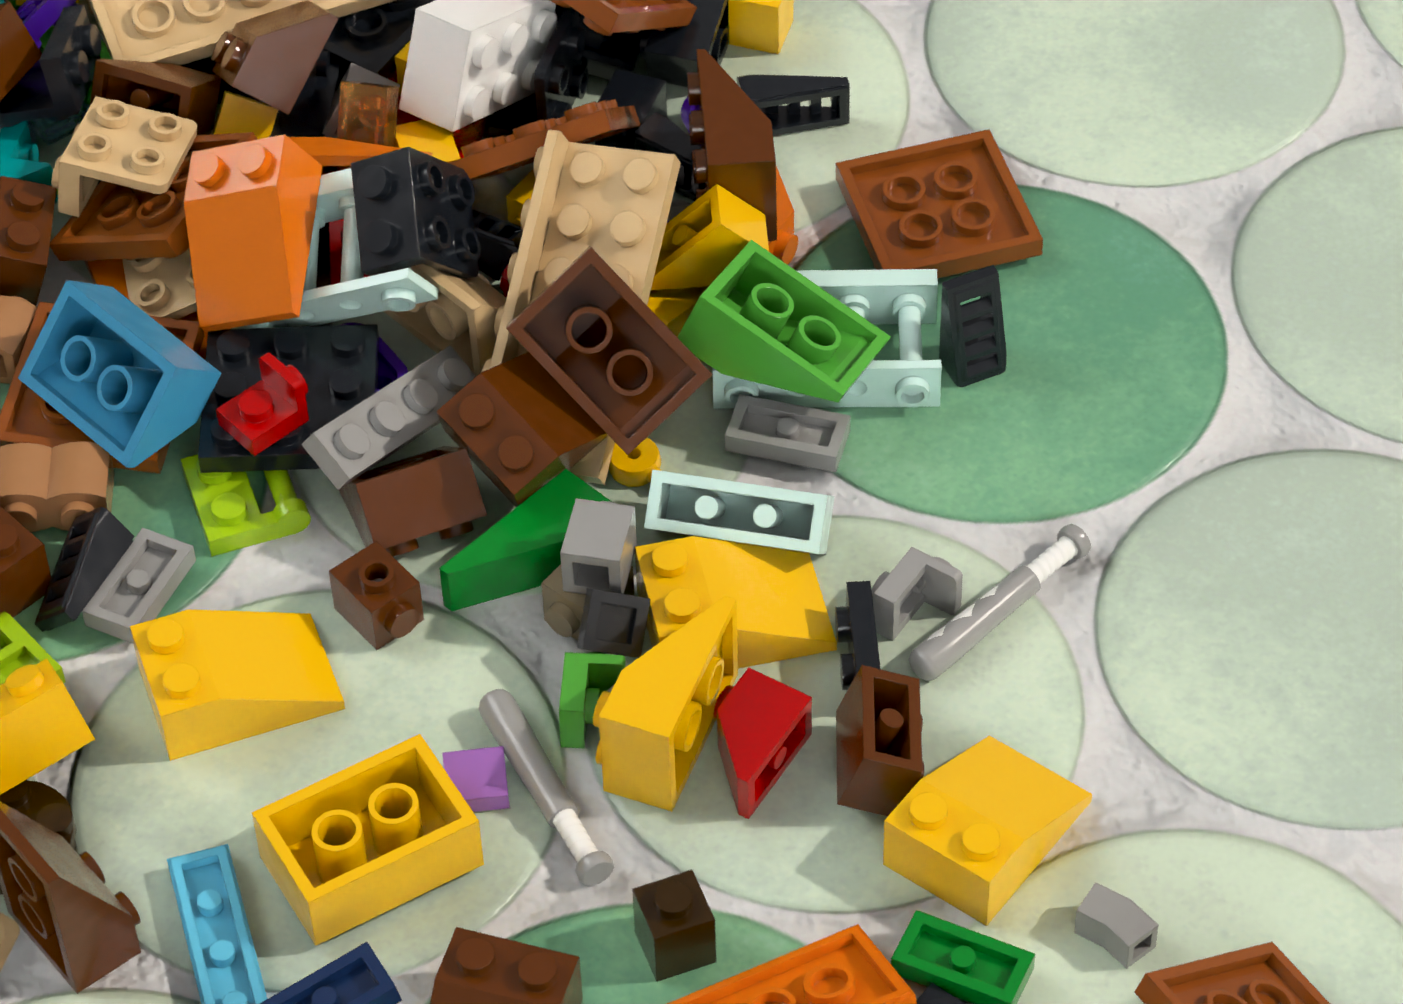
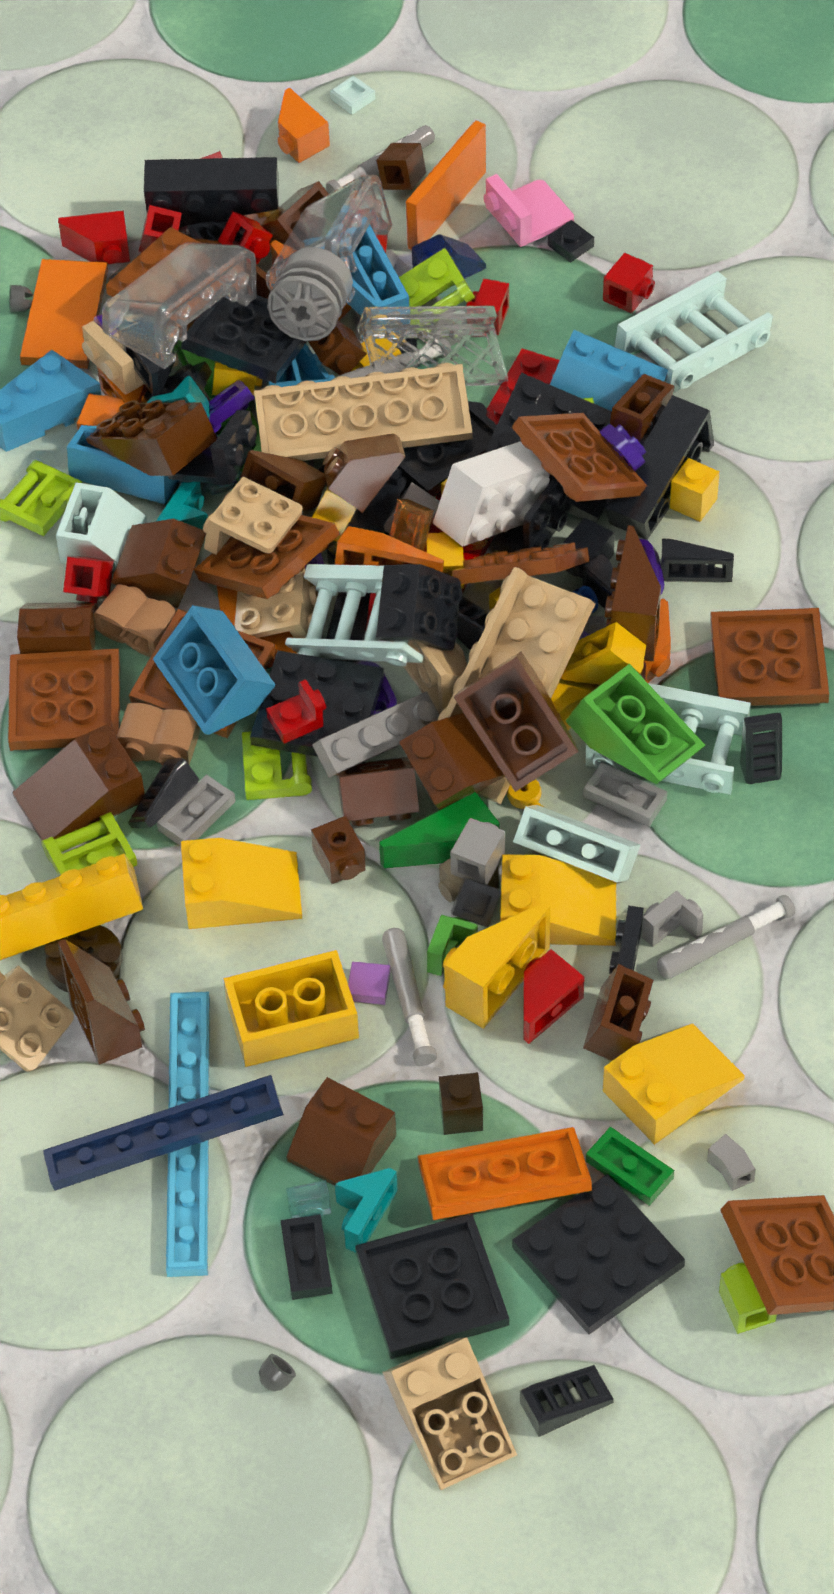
camera: 15 degrees right, 5 degrees up
(250, 230) = (315, 593): orange slope -> none

